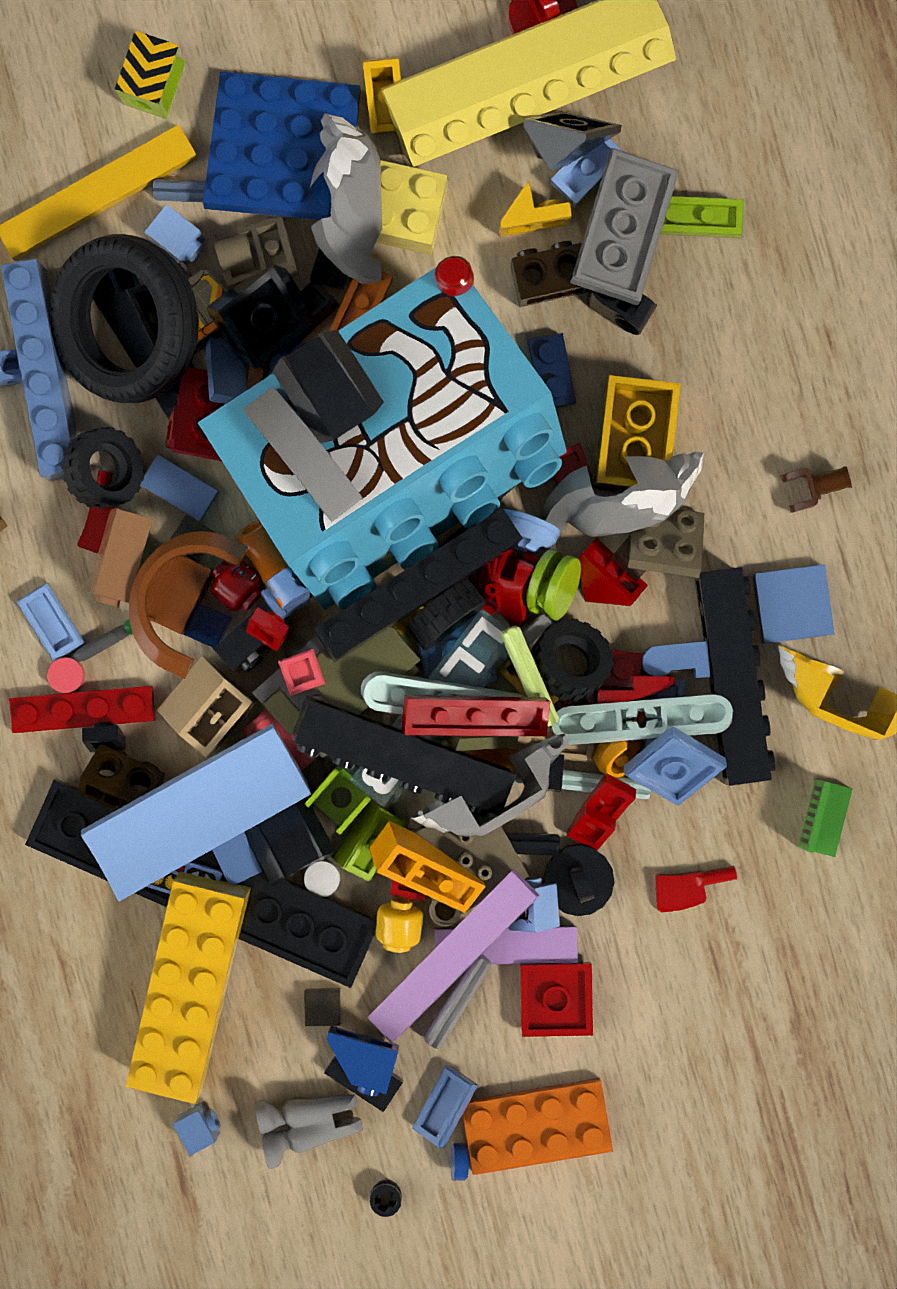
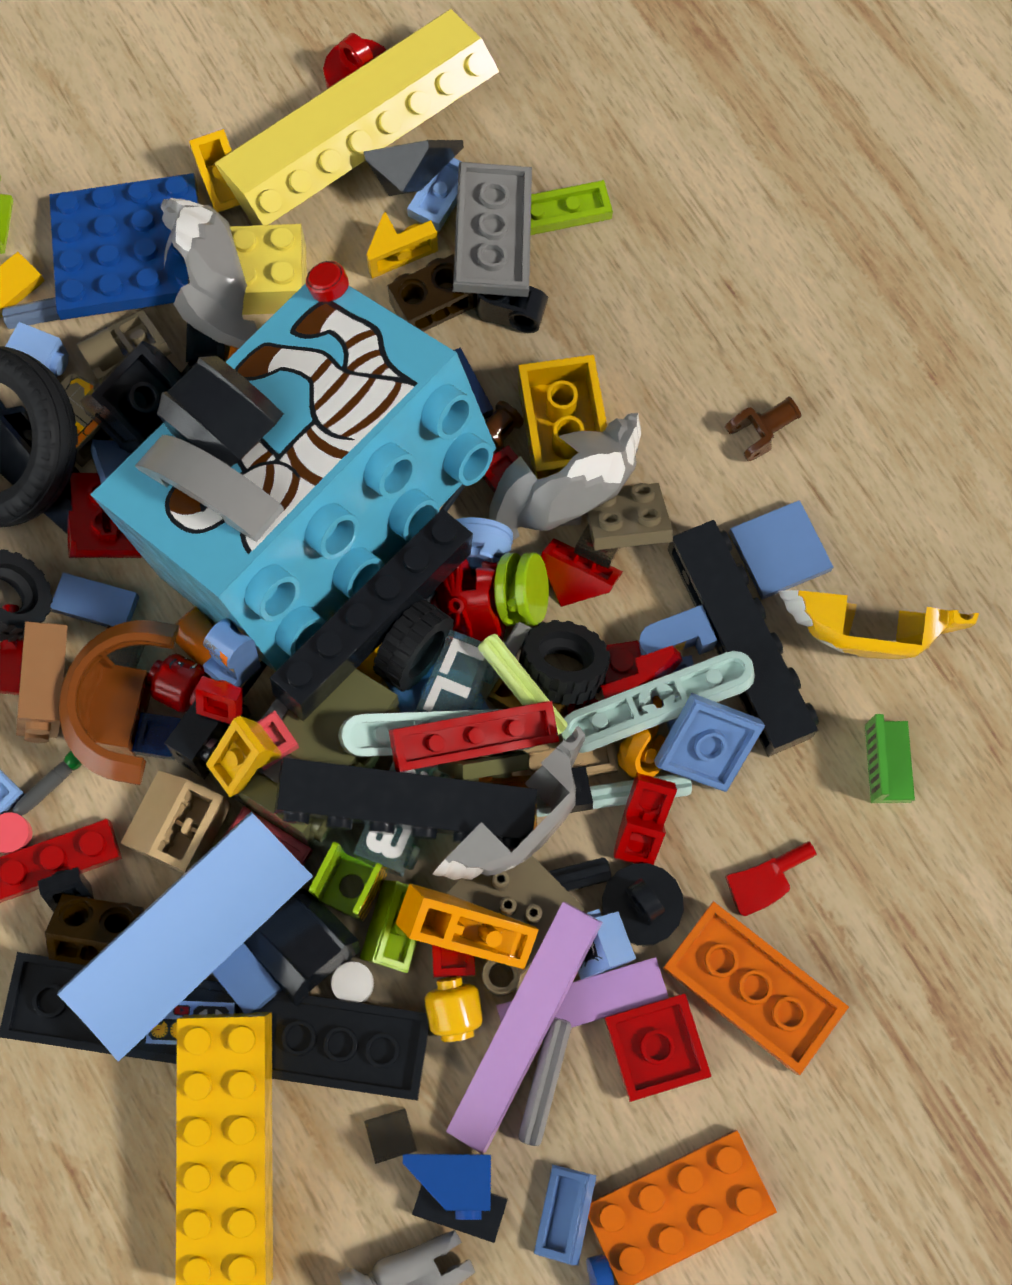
camera: 15 degrees left, 15 degrees down
(276, 684) = (240, 754): none -> yellow slope
(578, 420) = (503, 422): none -> reddish brown bush
(650, 974) = (756, 988): none -> orange plate

